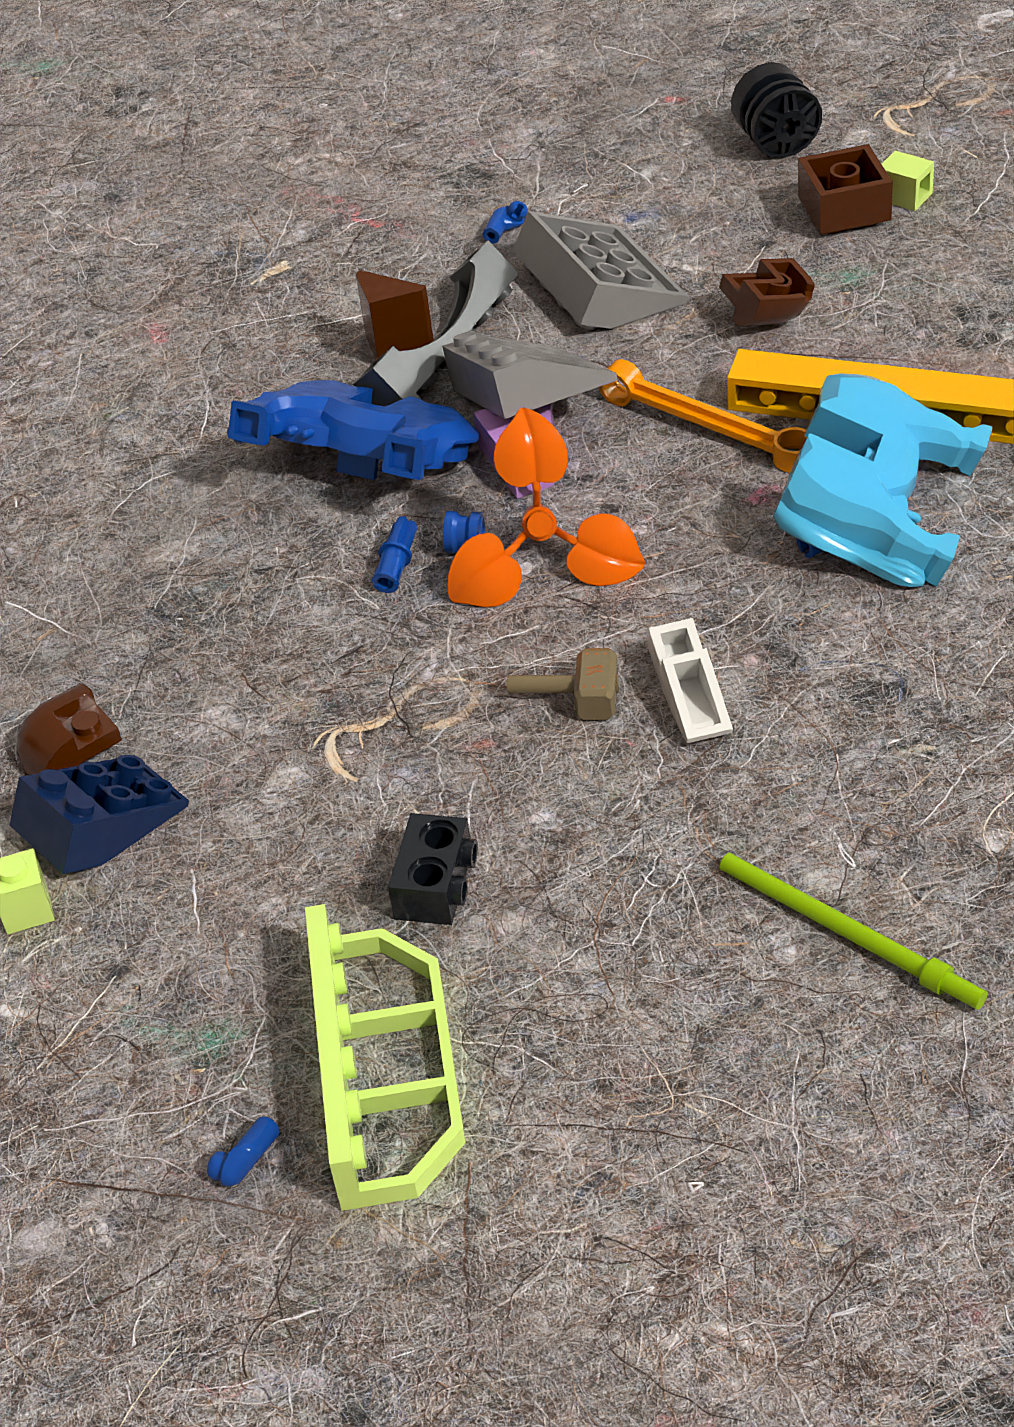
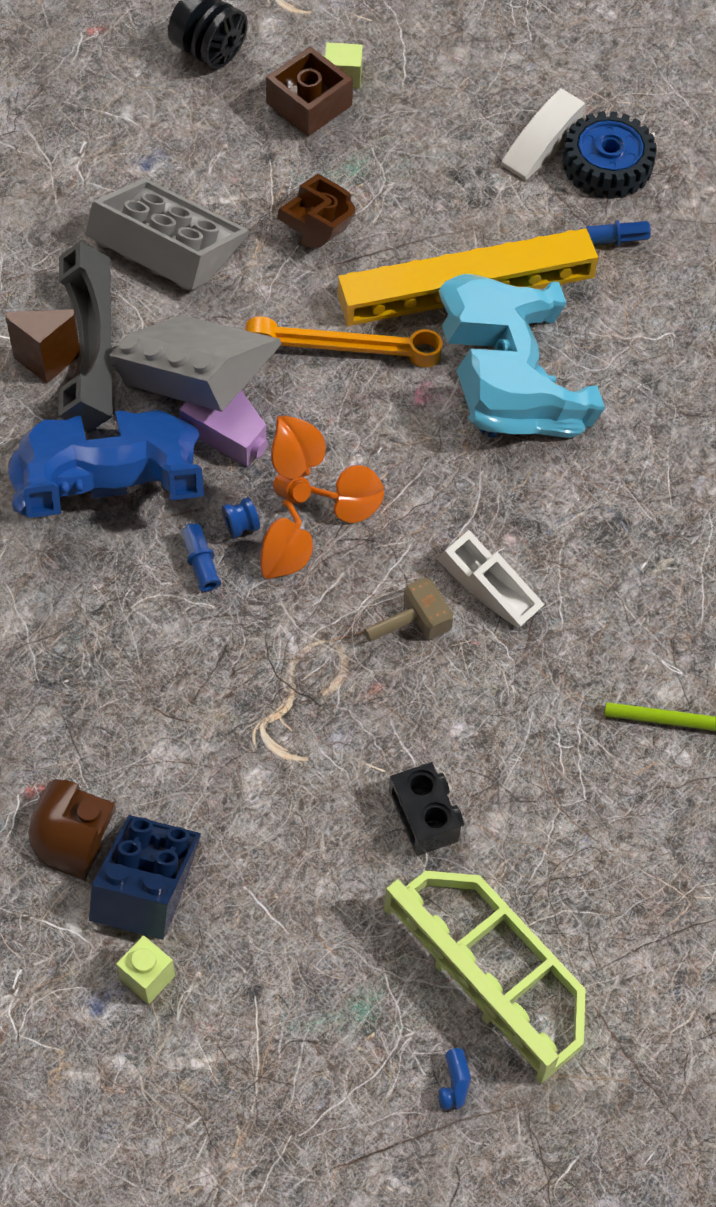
camera: 40 degrees left, 15 degrees up
(504, 220) = (48, 203): blue arm -> none

